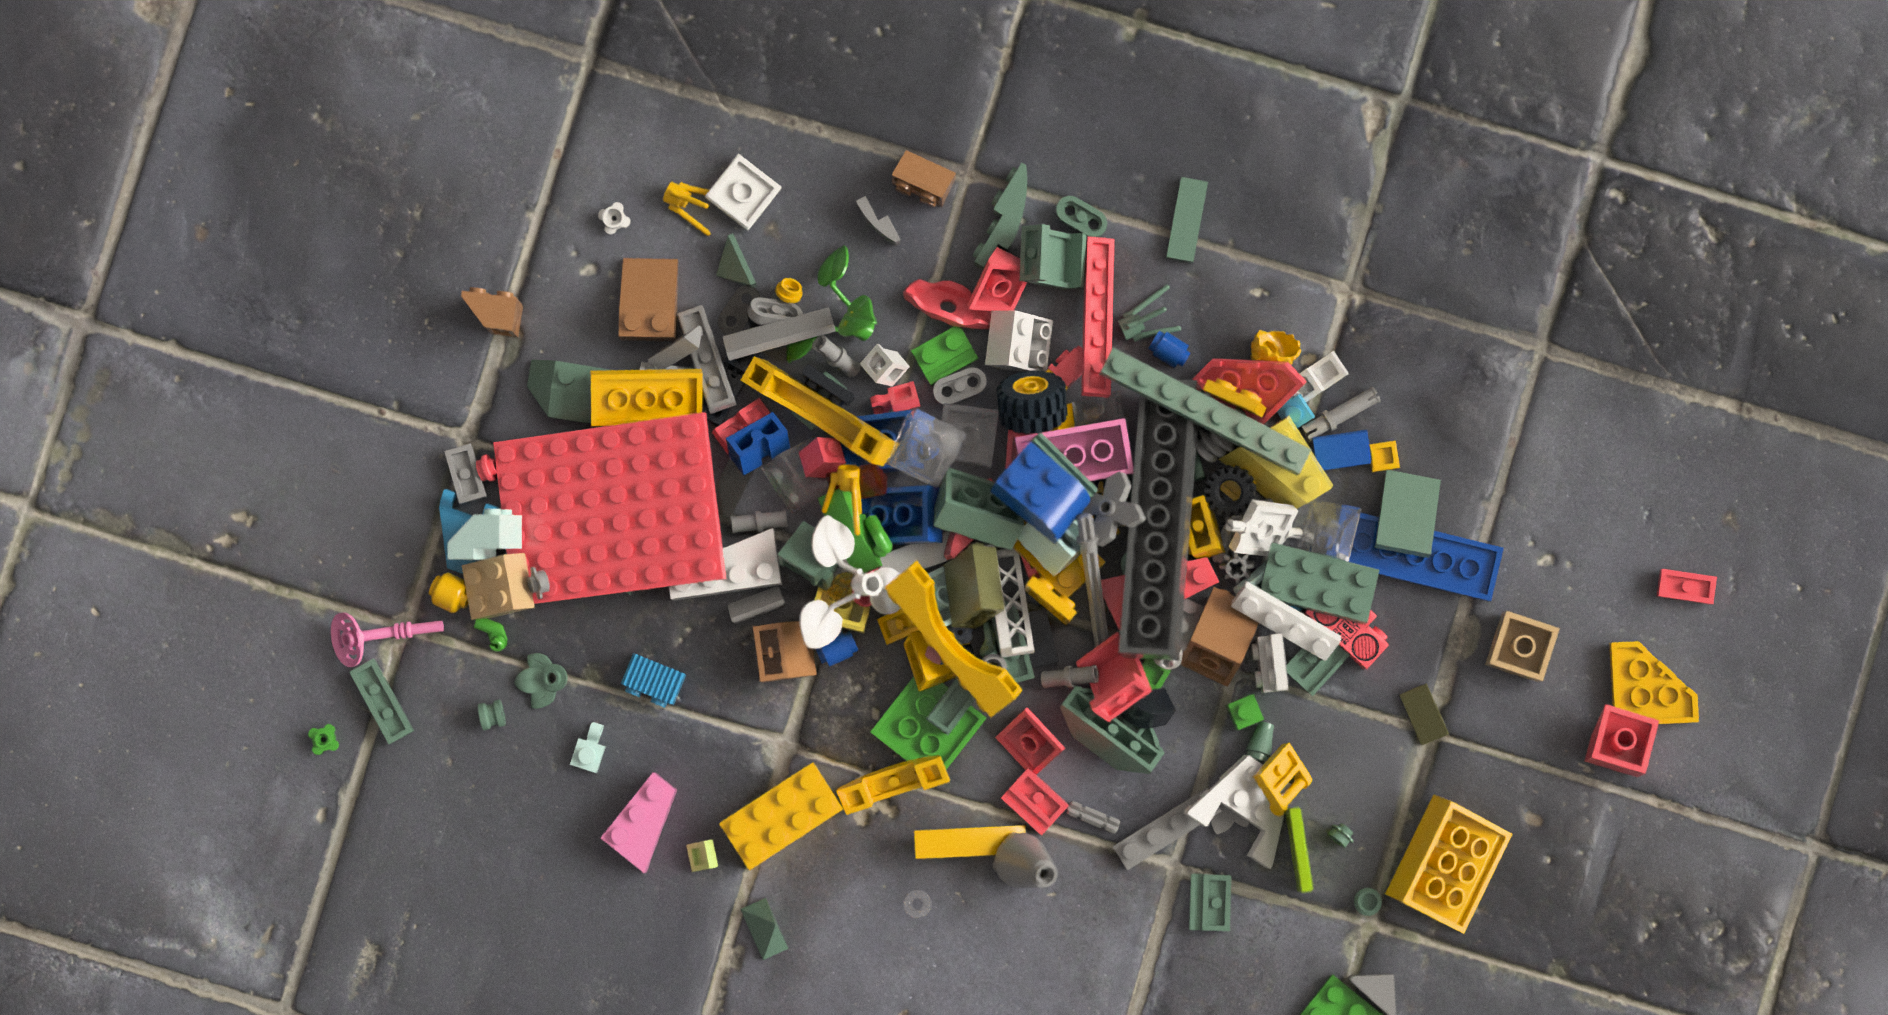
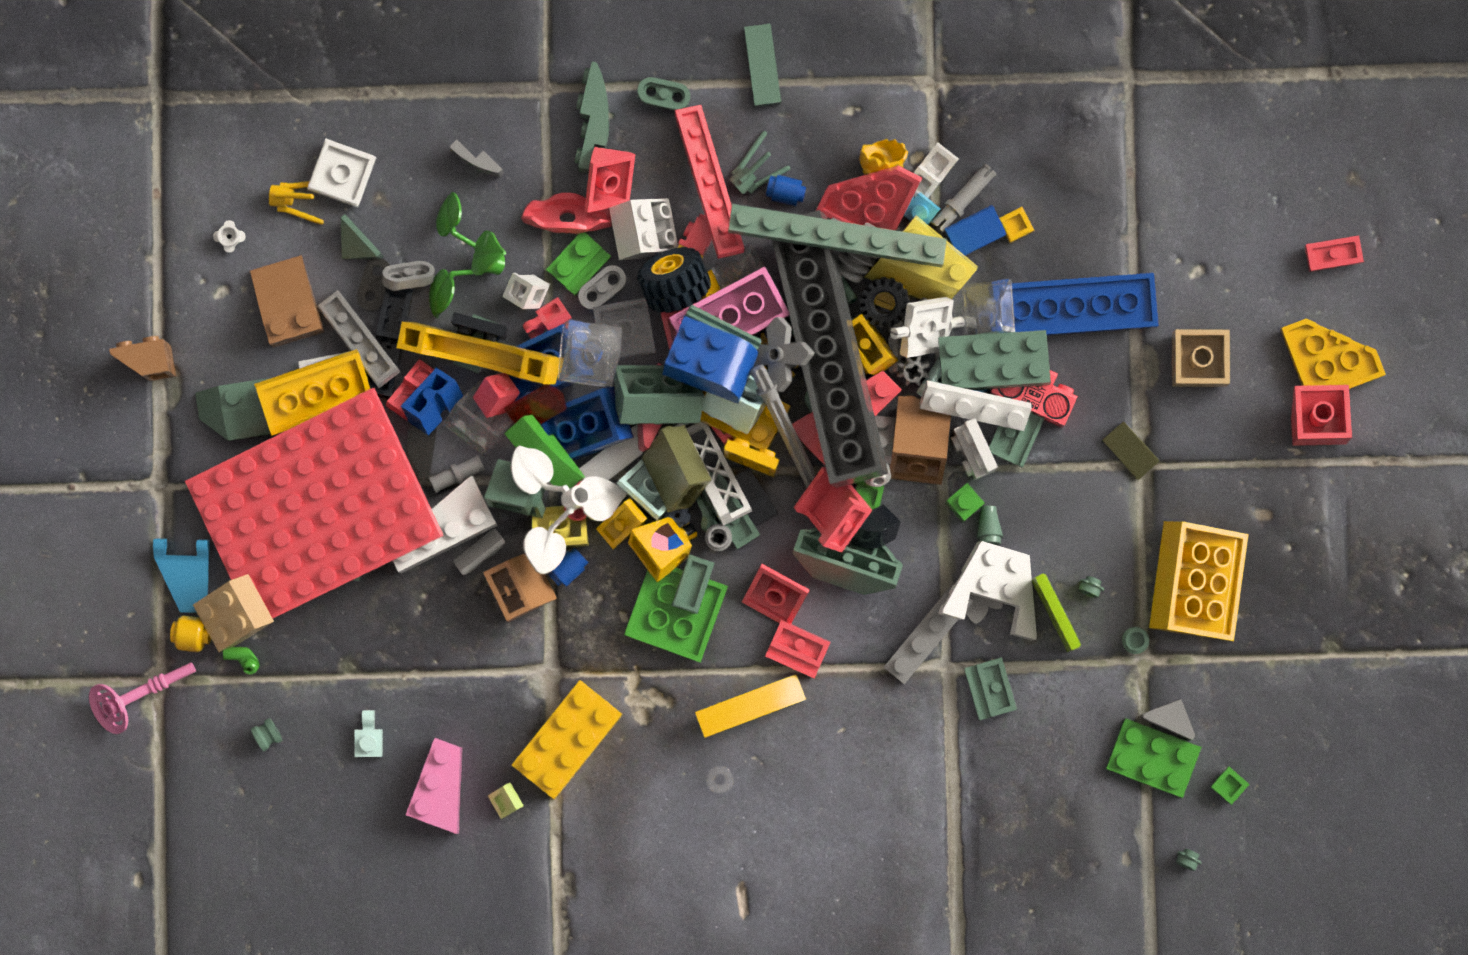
camera: 20 degrees left, 0 degrees up
(330, 743) = (117, 801): bright green plate -> none
(381, 701) = (159, 756): sand green plate -> none
(464, 474) = (168, 519): light grey plate -> none
(485, 534) = (206, 567): light aqua piece -> none
(486, 468) = (186, 507): coral plate -> none
(537, 680) = (298, 689): sand green plate -> none
(538, 582) = (269, 596): light grey plate -> none
(652, 679) = (407, 653): dark azure brick -> none
(677, 349) = (328, 338): light grey slope -> none
(764, 928) = (585, 849): sand green slope -> none
(778, 333) = (418, 293): light grey tile -> none
(789, 290) = (414, 250): yellow plate -> none
(836, 356) = (478, 297): light grey pin -> none
(840, 586) = (552, 508): clear yellow arm -> none
(848, 480) = (527, 407): yellow plant -> none
(882, 541) = (578, 455): bright green arm -> none
(892, 781) = (659, 674): yellow slope -> none
(923, 179) = (505, 106): medium nougat slope -> none
(987, 683) = (718, 553): yellow arch -> none
(1024, 862) = (806, 708): light grey cone -> none
(1052, 257) = (649, 140): sand green panel -> none
(1070, 676) = (792, 522): light grey pin -> none
(1093, 817) = (855, 645): light grey axle -> none
(1227, 393) = (869, 214): yellow plate -> none
(1277, 773) = (1013, 549): yellow plate -> none
(1407, 513) = (1055, 270): sand green tile -> none

